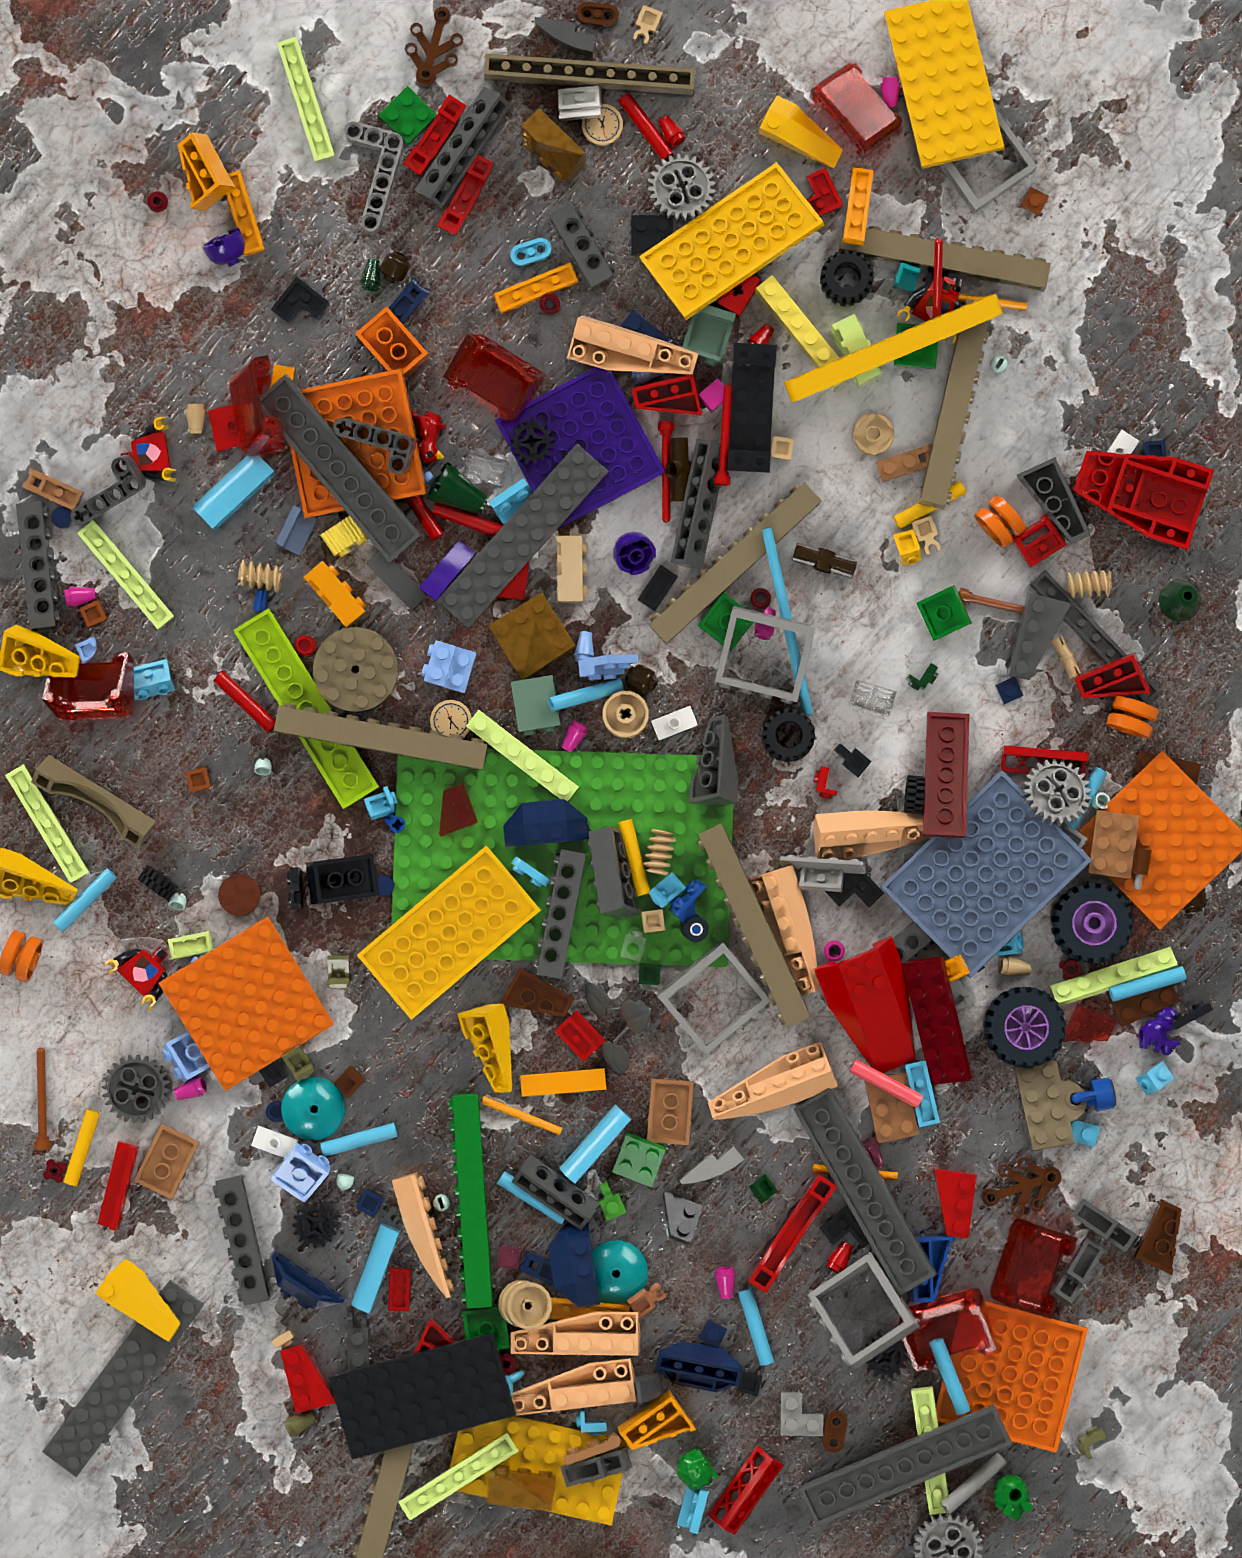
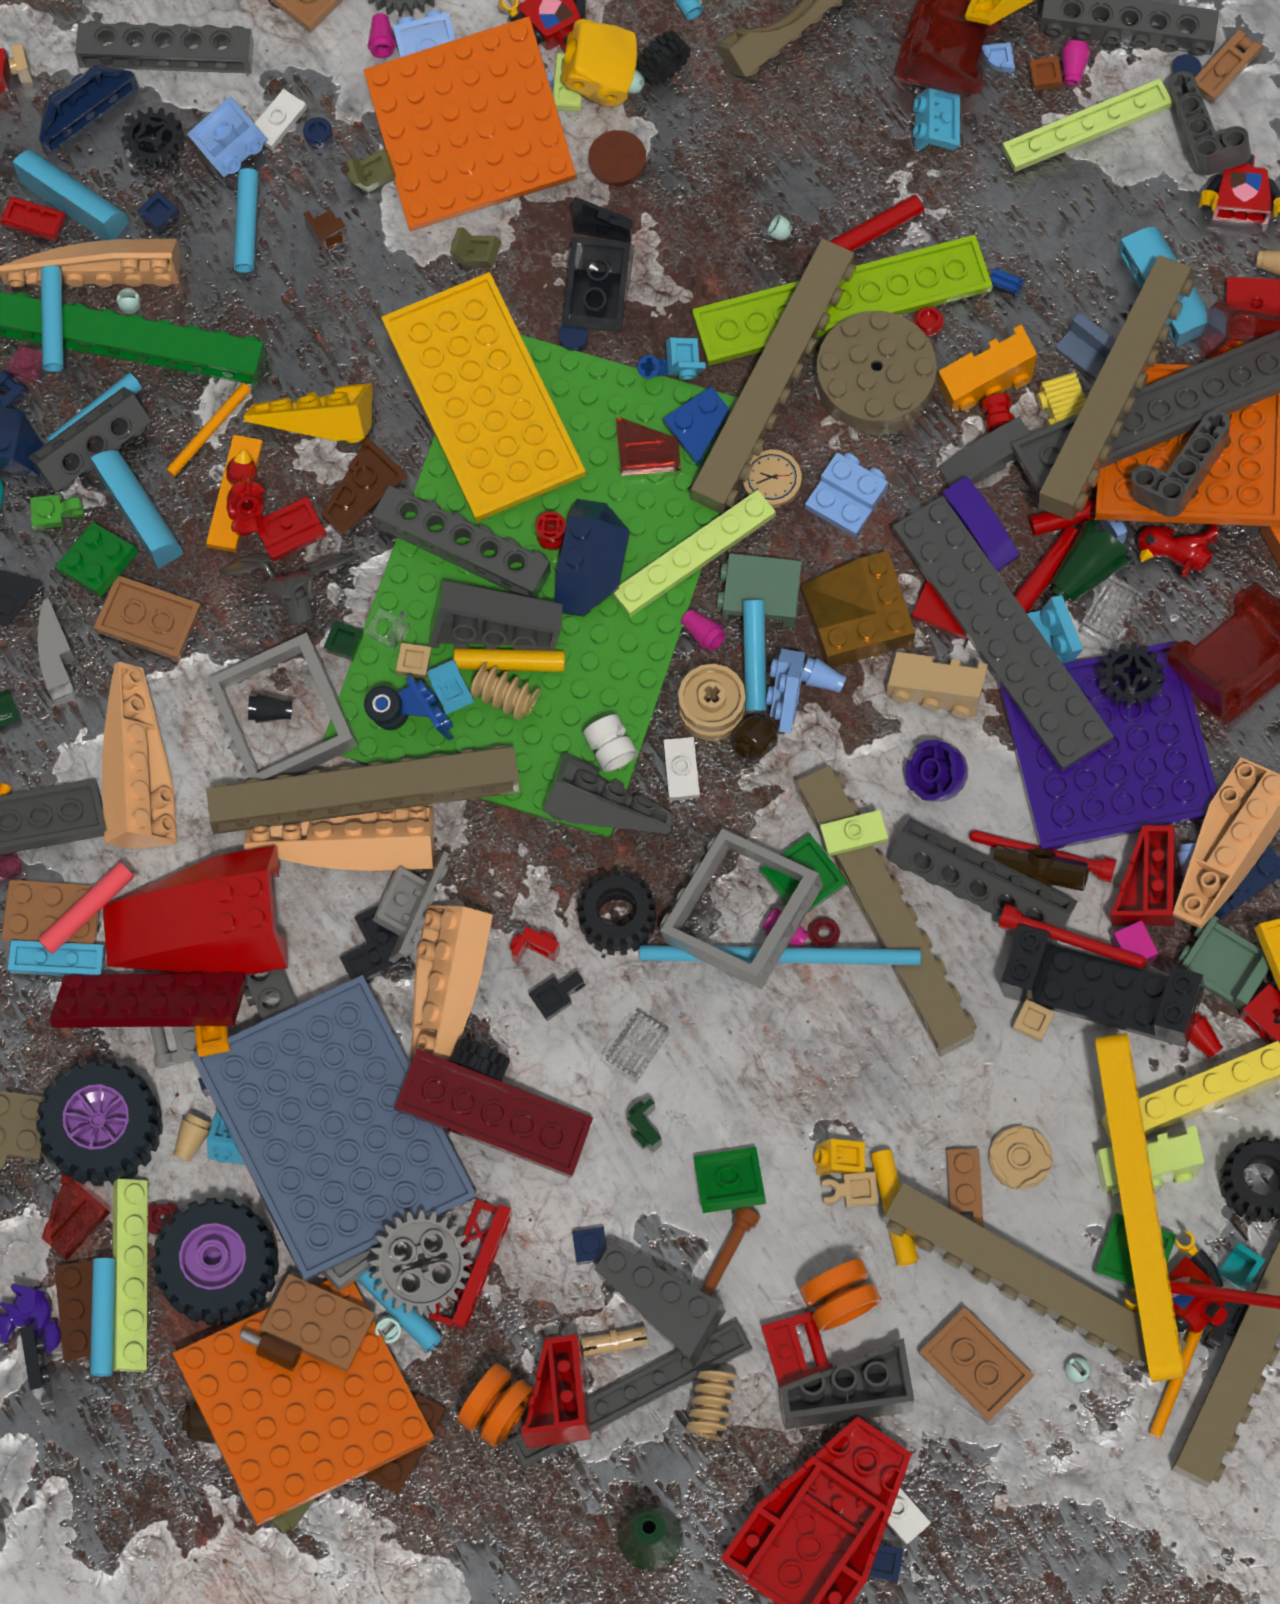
camera: 105 degrees right, 15 degrees down
(174, 925) = (600, 62): none -> yellow piece
(198, 779) = (785, 145): dark orange plate -> none
(260, 576) = (1038, 287): tan piece -> none
(273, 1073) = (367, 138): black plate -> none
(297, 1105) = (316, 189): teal dish -> none
(332, 501) = (1115, 388): none -> dark tan brick
(344, 1181) = (198, 189): light aqua hinge -> none
(362, 580) = (997, 410): none -> red wheel
(427, 780) = (697, 423): none -> blue wing
(478, 1246) = (52, 318): none -> medium azure piece
(522, 867) = (523, 525): medium azure plate -> none
(535, 856) = (553, 537): none -> red wheel
(572, 1070) = (245, 497): none -> red animal
(657, 588) = (878, 795): black plate -> none
(675, 772) = (612, 746): none -> white wheel
(693, 594) = (854, 833): none -> yellowish green plate
(719, 1005) = (267, 709): none -> black cone
(824, 560) = (853, 1034): dark brown piece -> none
(840, 950) = (290, 883): dark pink cone -> none
(1015, 427) = (976, 1364): none -> medium nougat plate

